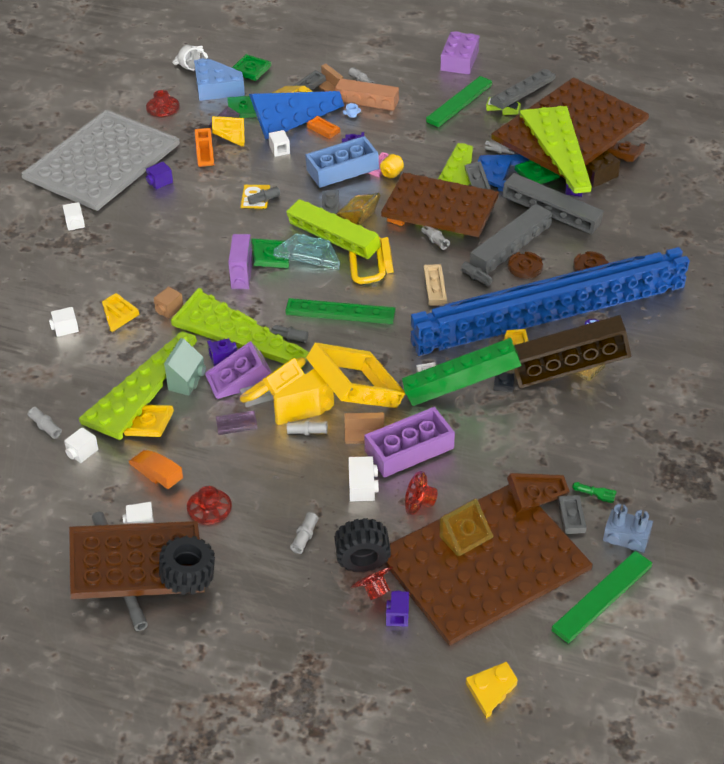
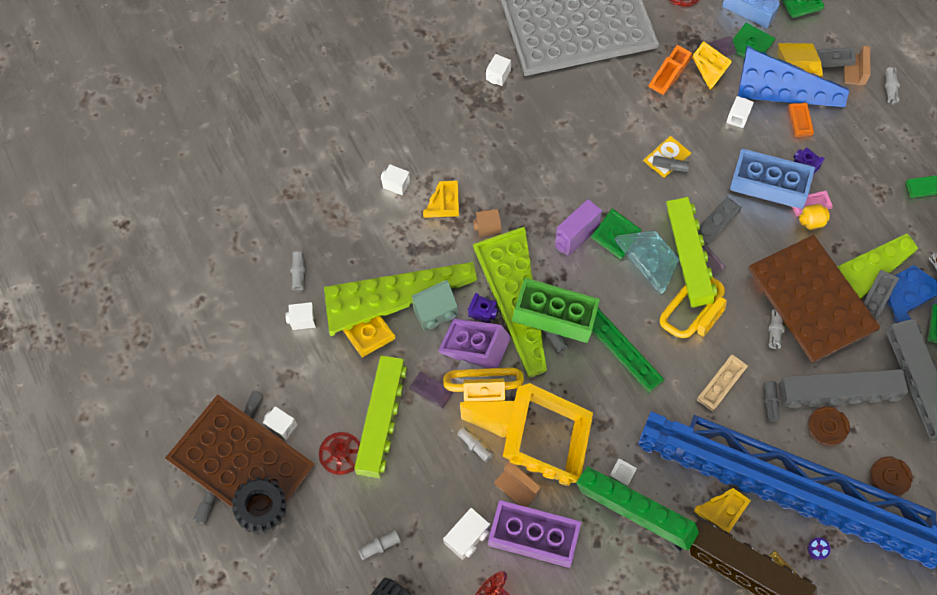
camera: 45 degrees right, 20 degrees up
(157, 468) = (332, 385): orange slope -> none
(159, 175) = (604, 74): dark purple brick -> none
(217, 460) = (380, 417): none -> lime brick
(279, 310) = (556, 310): none -> bright green brick
(351, 110) = (845, 114): light blue plate -> none
(359, 208) = (736, 243): clear yellow slope -> none
(368, 94) = (877, 110): nougat brick -> none

